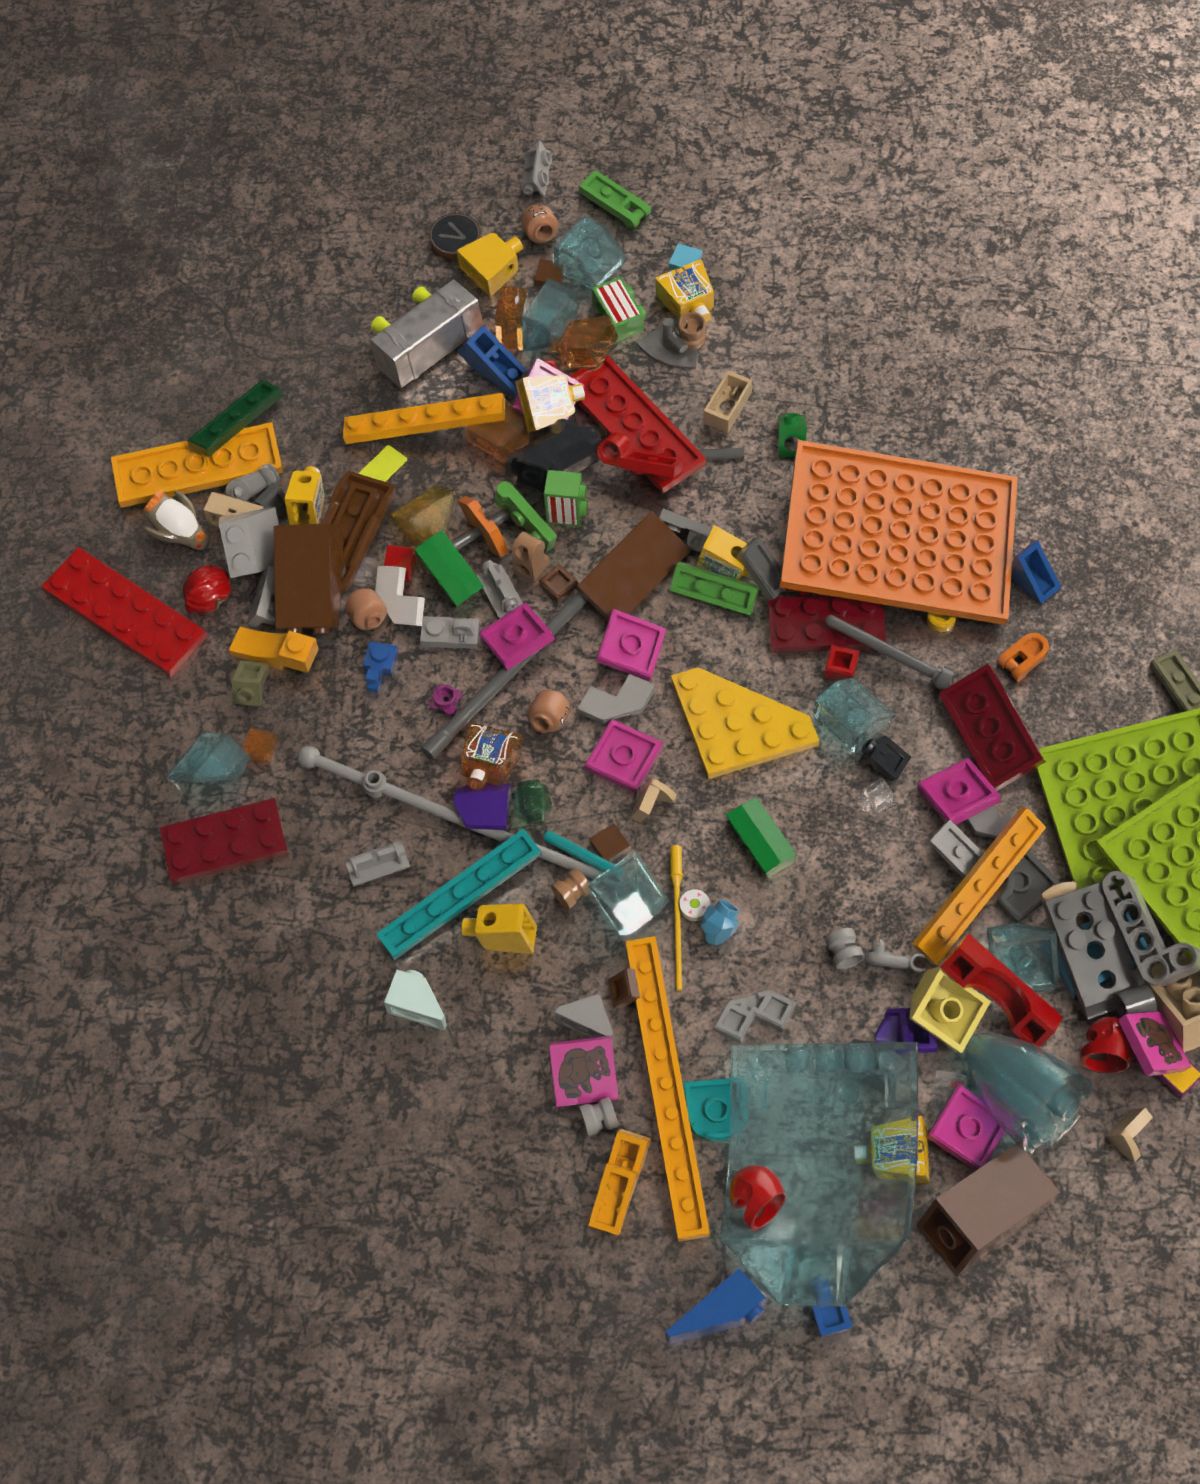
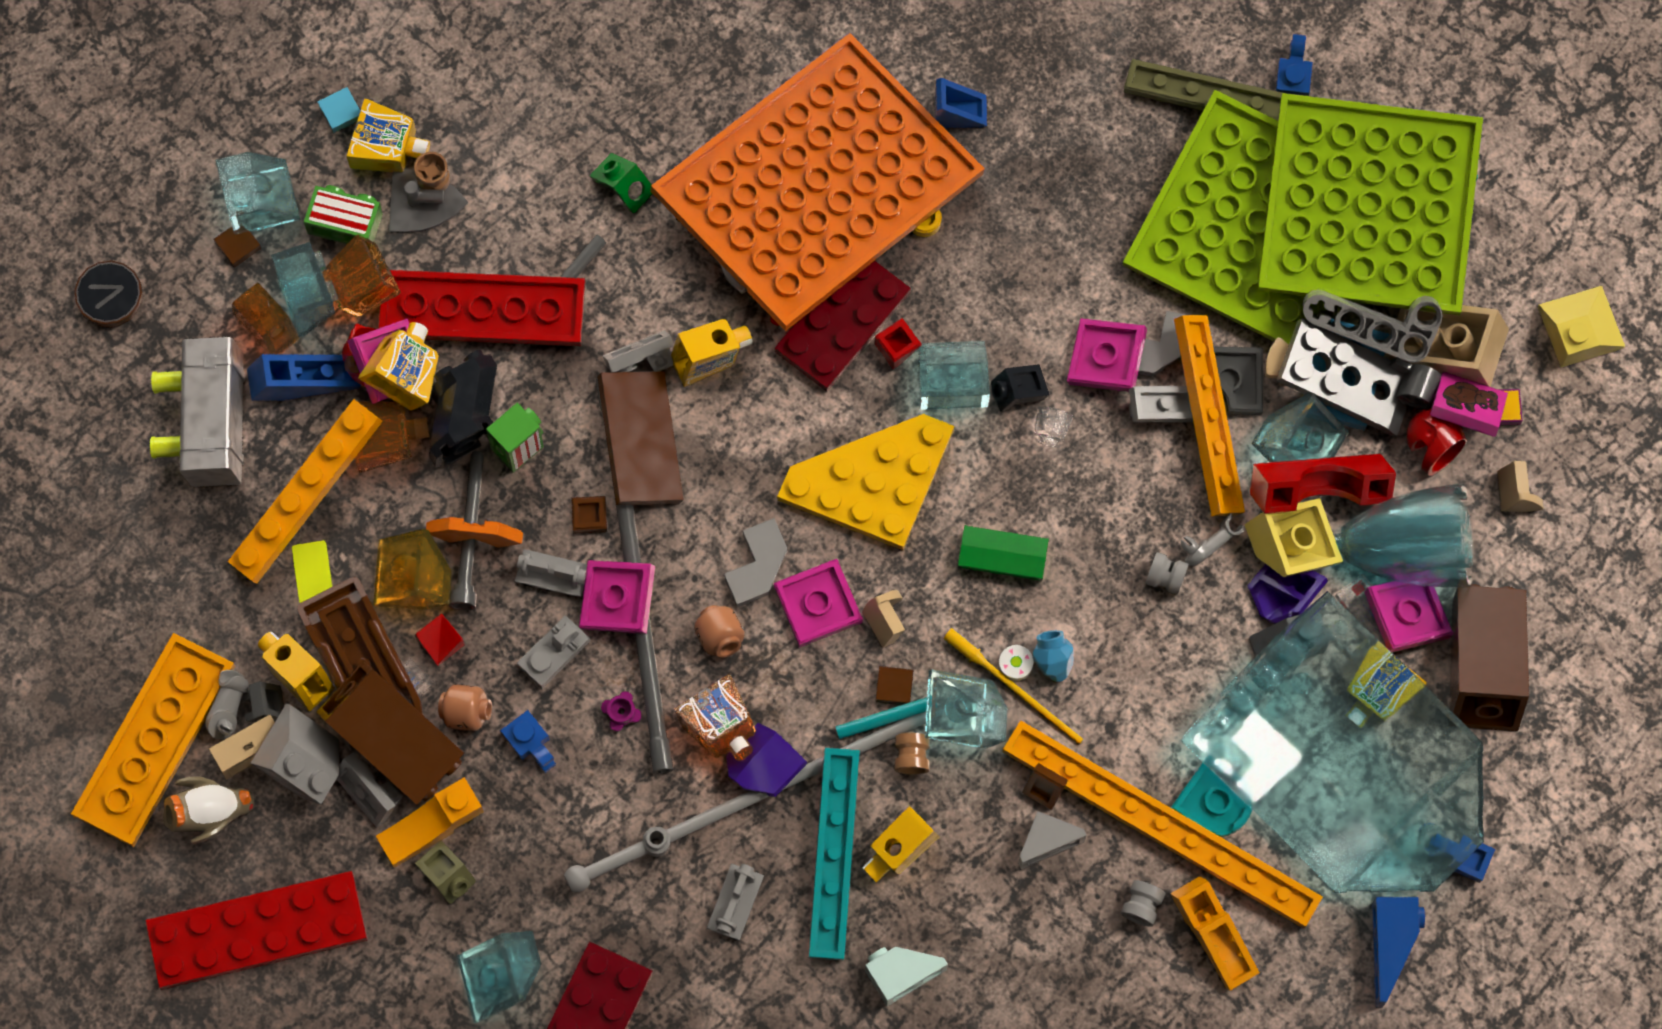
camera: 55 degrees left, 10 degrees up
(206, 589) = (306, 836): red hair -> none
(234, 418) = (136, 663): dark green tile -> none
(261, 745) = (520, 913): clear orange plate -> none
(400, 608) = (491, 675): white tile -> none
(449, 568) = (493, 599): green piece -> none
(490, 261) = (174, 286): yellow torso -> none
(524, 514) = (499, 487): bright green plate -> none
(529, 552) = (546, 518): medium nougat leg -> none
(532, 801) = (797, 718): clear green head -> none
(538, 163) = (96, 147): light grey hinge -> none
(539, 223) = (175, 206): nougat head -> none
(583, 1071) = (1093, 882): tile -> none
(614, 199) = (209, 115): bright green plate -> none
(631, 645) = (715, 505): dark pink tile -> none
(637, 461) = (536, 340): red plate -> none
(714, 588) = (724, 385): bright green plate -> none
(733, 389) = (529, 189): tan piece -> none
(757, 1188) = (1326, 825): red helmet -> none
(761, 567) = (750, 328): dark grey tile -> none
(764, 1006) = (1147, 708): light grey tile -> none
(938, 675) = (985, 272): dark grey piece -> none
(992, 727) = (1073, 274): dark red plate -> none
(1031, 648) = (1026, 174): orange plate -> none

